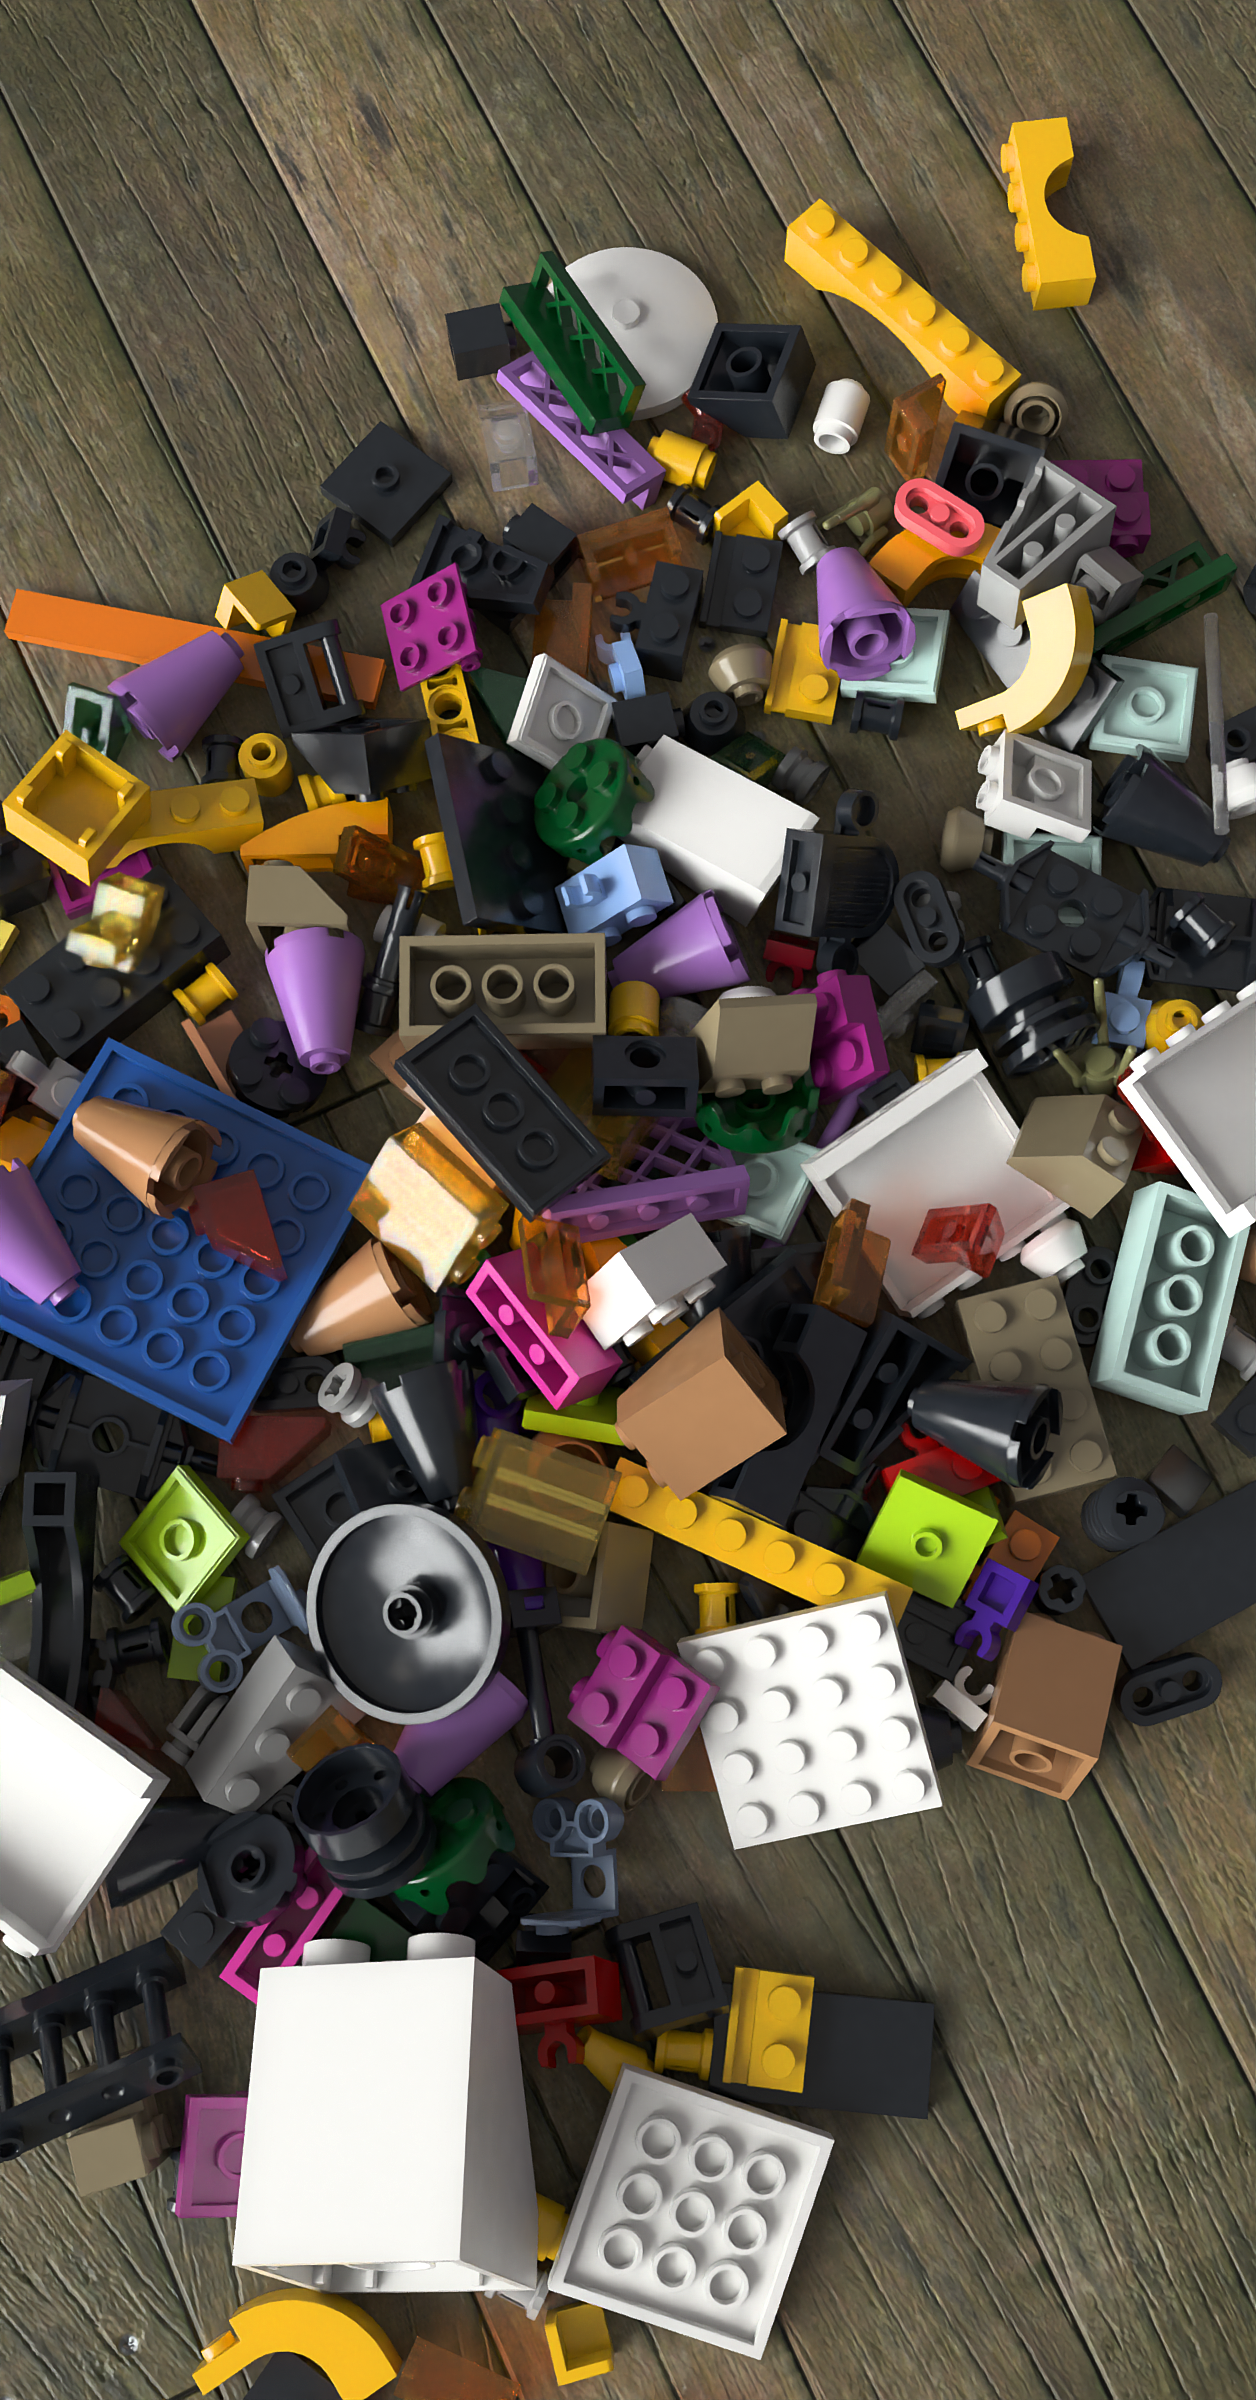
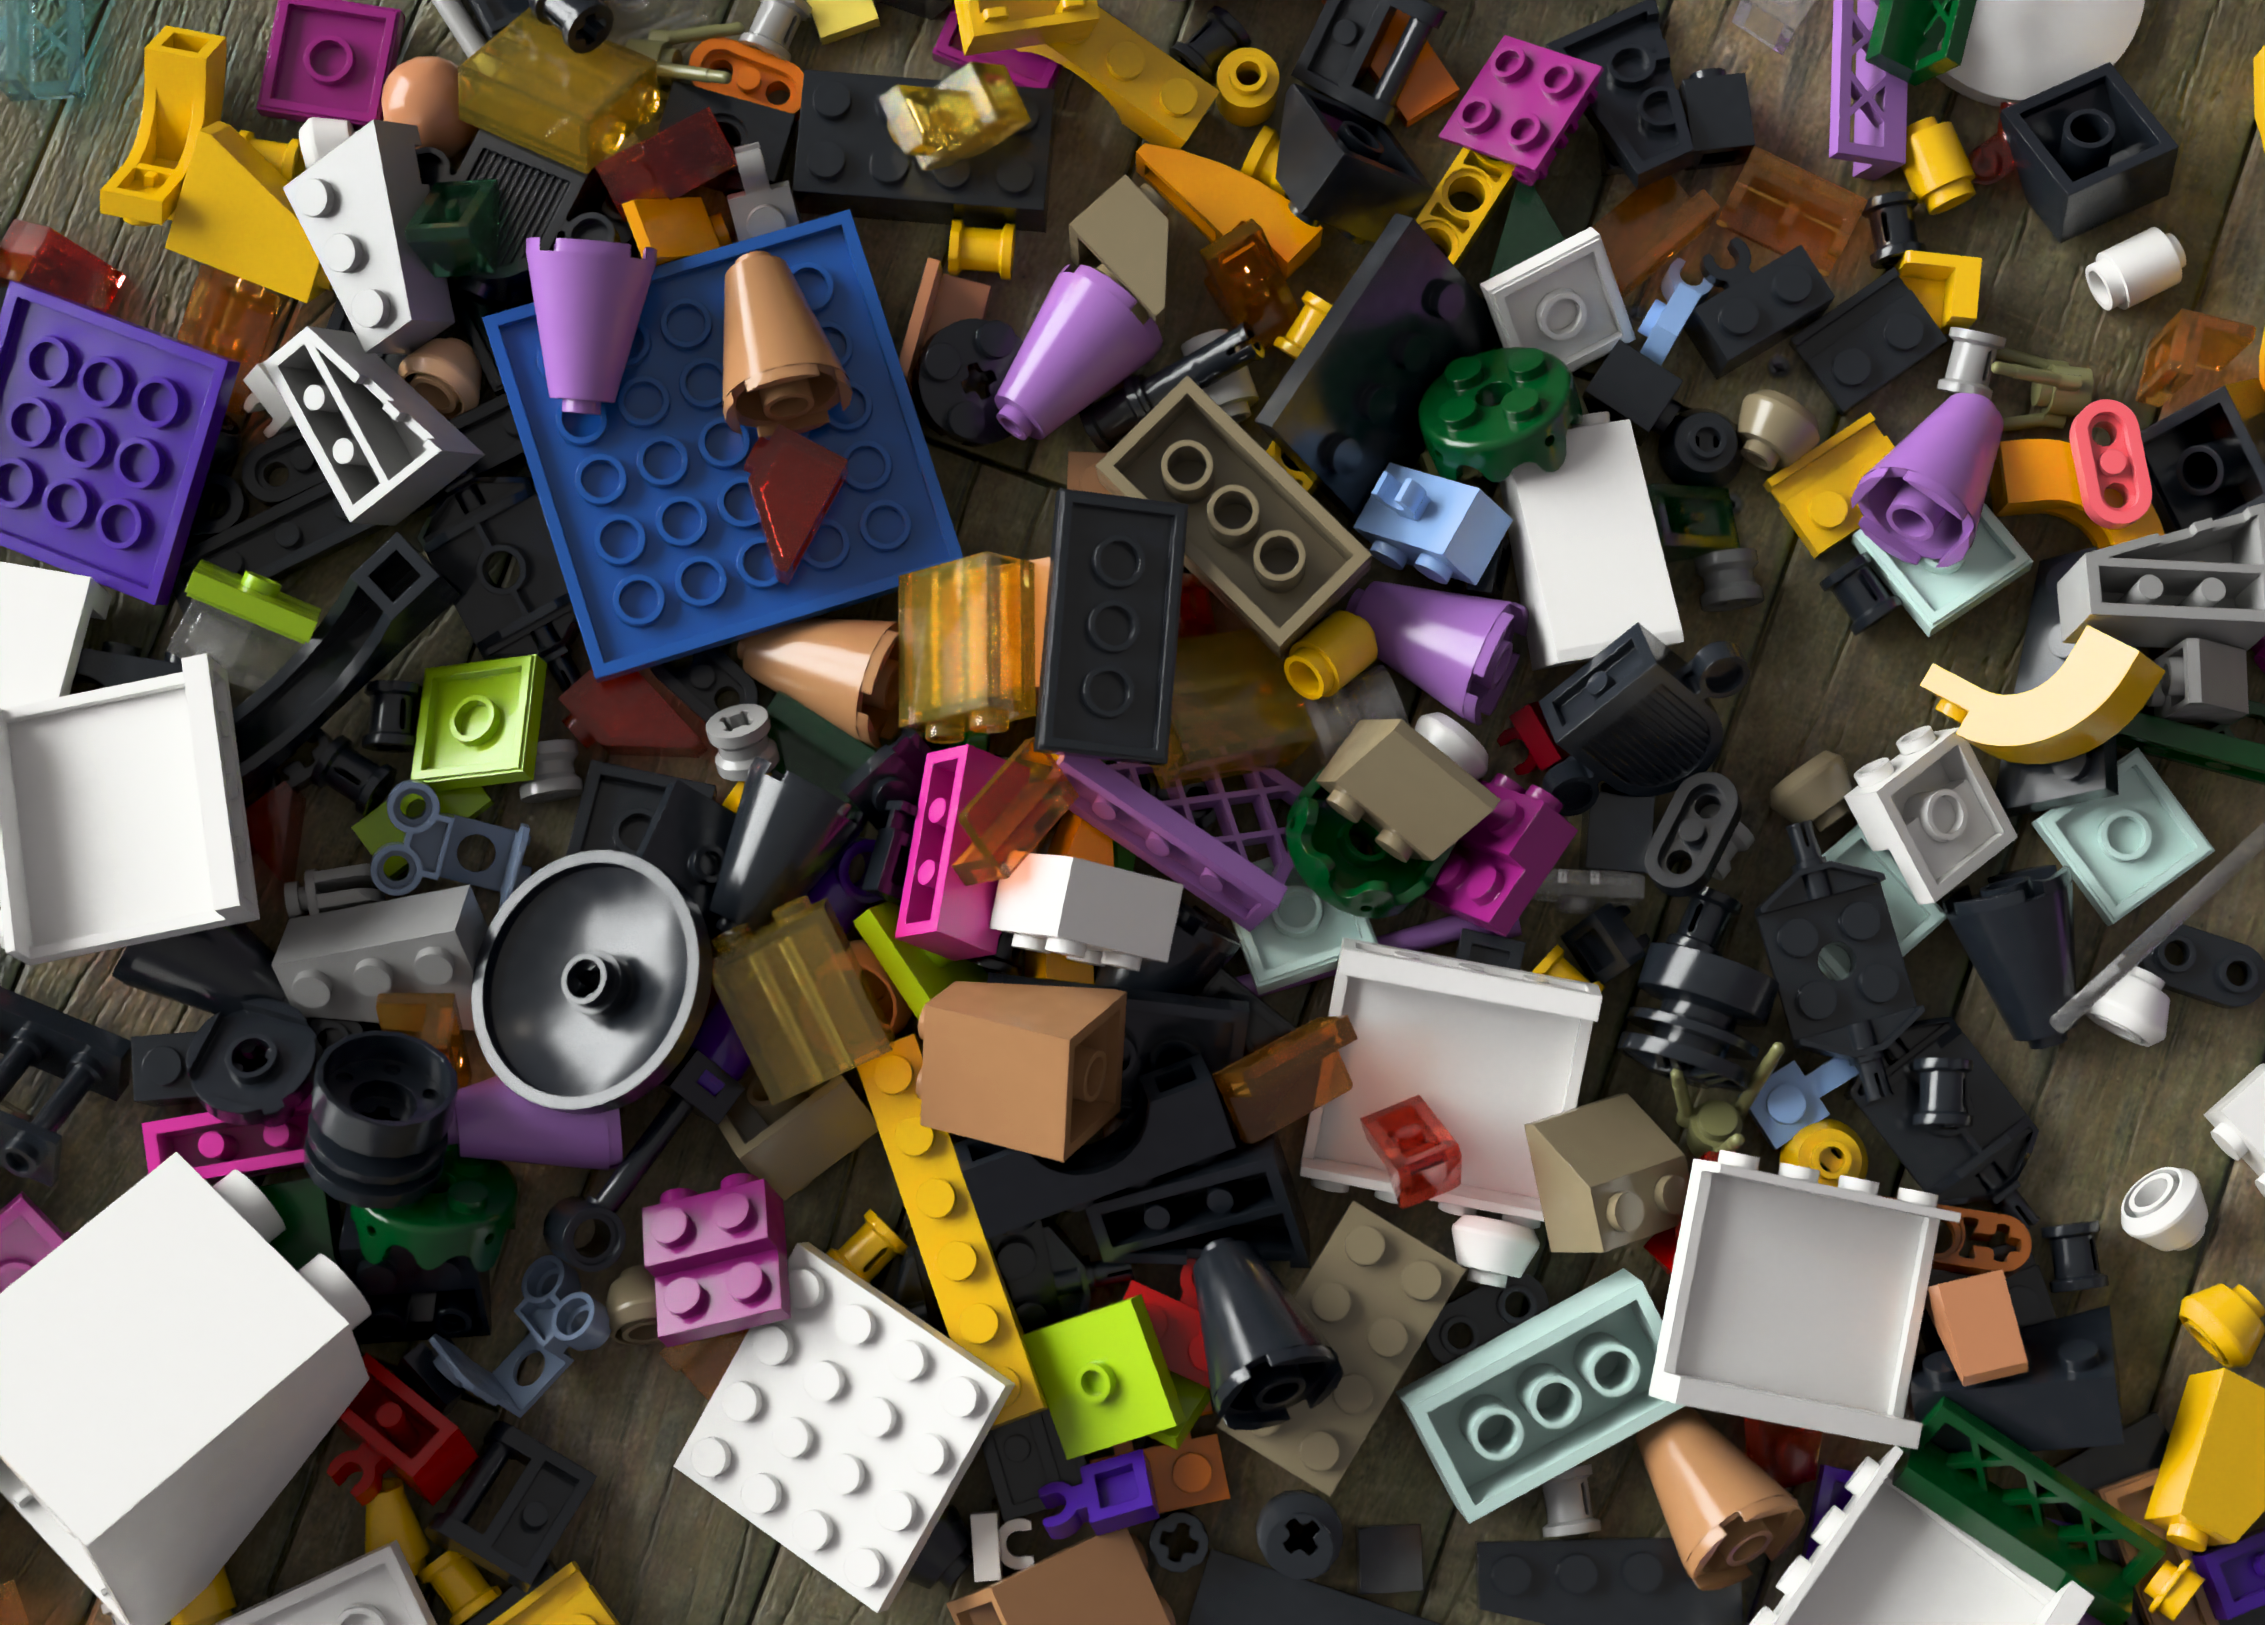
camera: 45 degrees right, 5 degrees up
(644, 1076) = (1276, 719): black brick -> none

